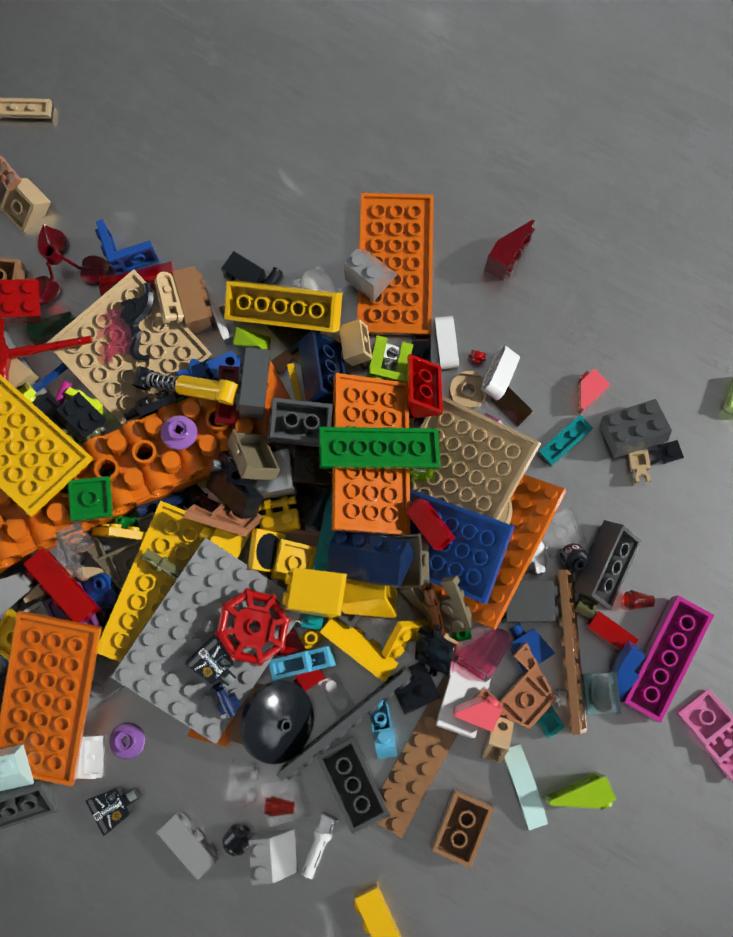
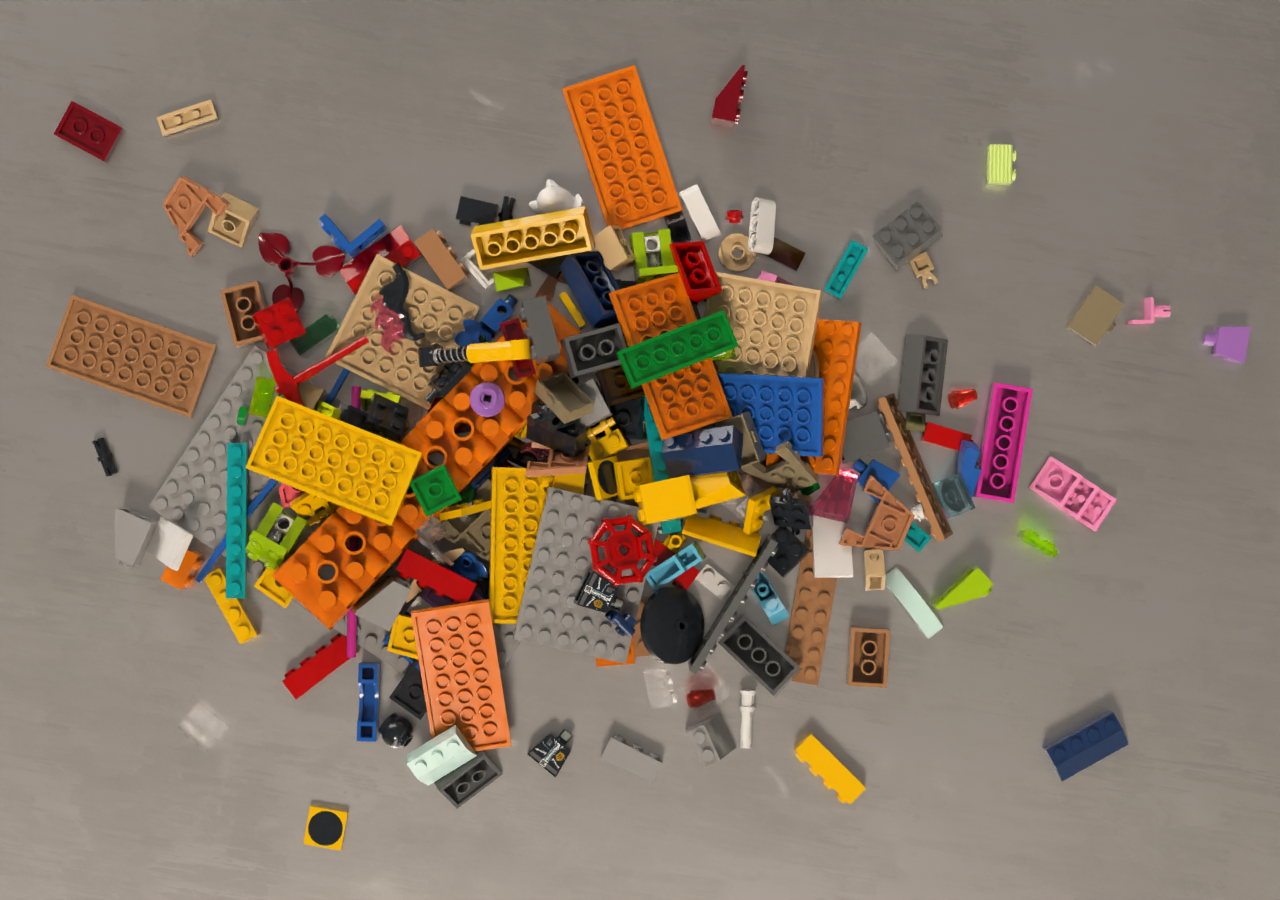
camera: 20 degrees left, 10 degrees up
(90, 758) = (516, 717): white hinge -> none
(134, 734) = (544, 682): medium lavender piece -> none
(162, 564) = (518, 524): olive pin -> none
(168, 298) = (420, 270): tan plate -> none
(237, 839) = (673, 738): black head -> none
(367, 273) = (602, 173): light grey slope -> none
(430, 524) = (747, 401): red brick -> none
(432, 605) = (774, 473): reddish brown pin -> none
(479, 711) = (849, 551): coral slope -> none
(574, 557) = (889, 380): black head -> none
(590, 388) = (853, 210): coral slope -> none
(667, 452) = (947, 245): black plate -> none
(668, 768) = (1044, 546): none -> clear neon green plate

